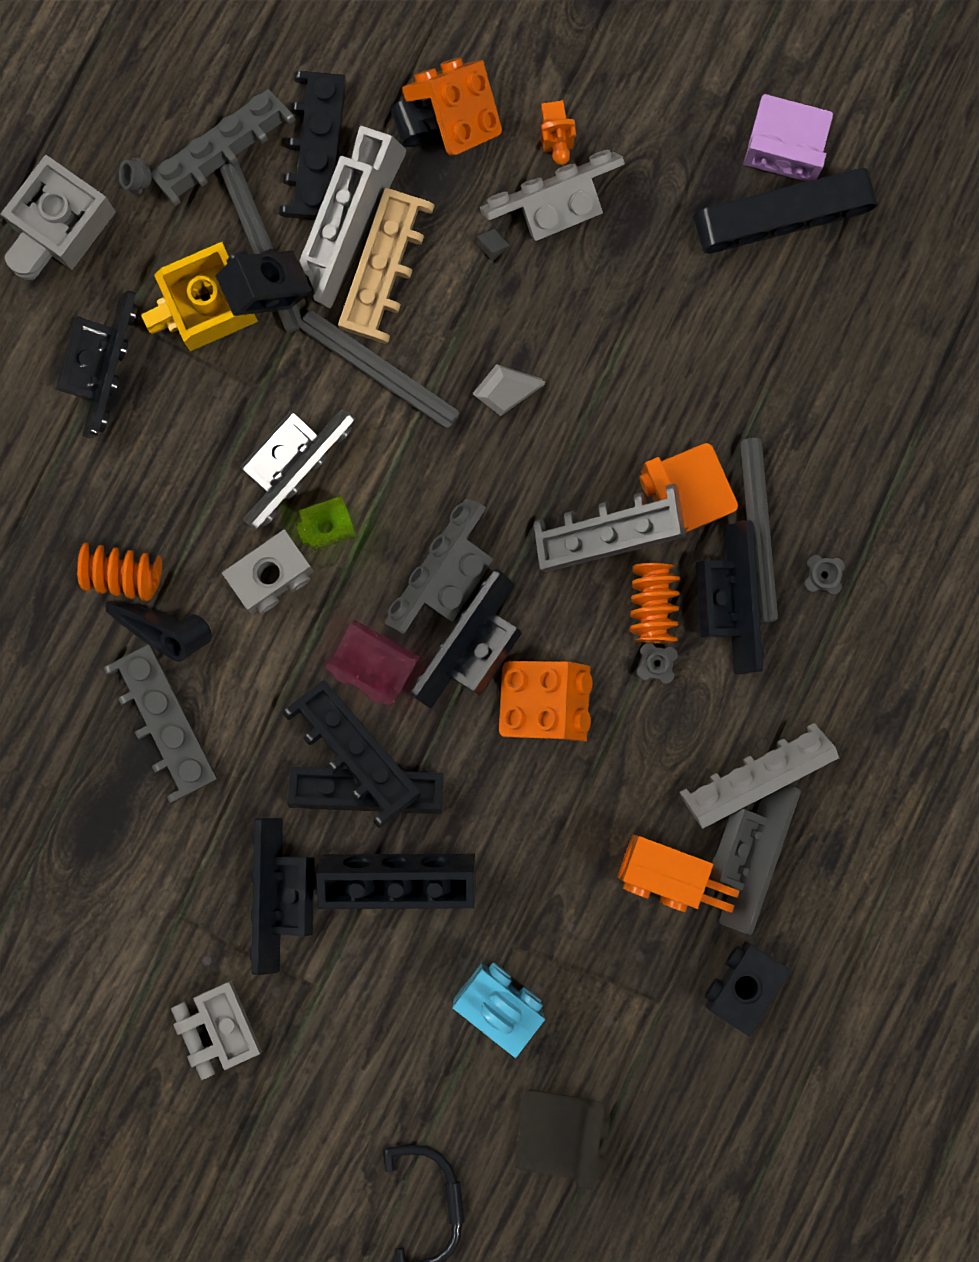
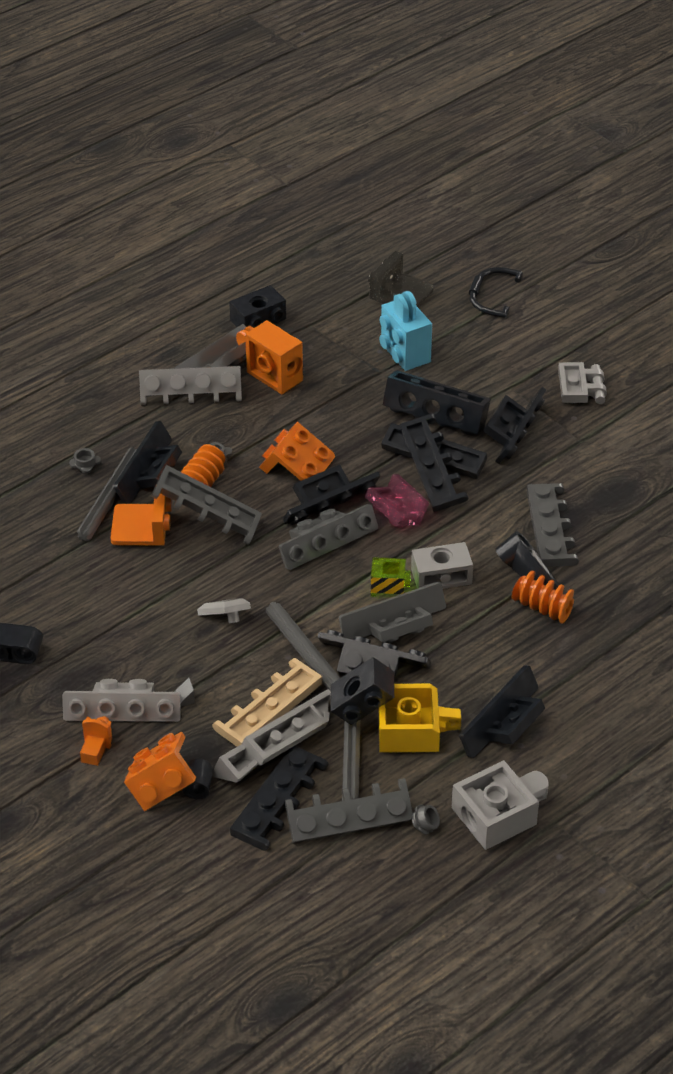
camera: 155 degrees left, 40 degrees down
(294, 385) = (360, 650): none -> black bracket

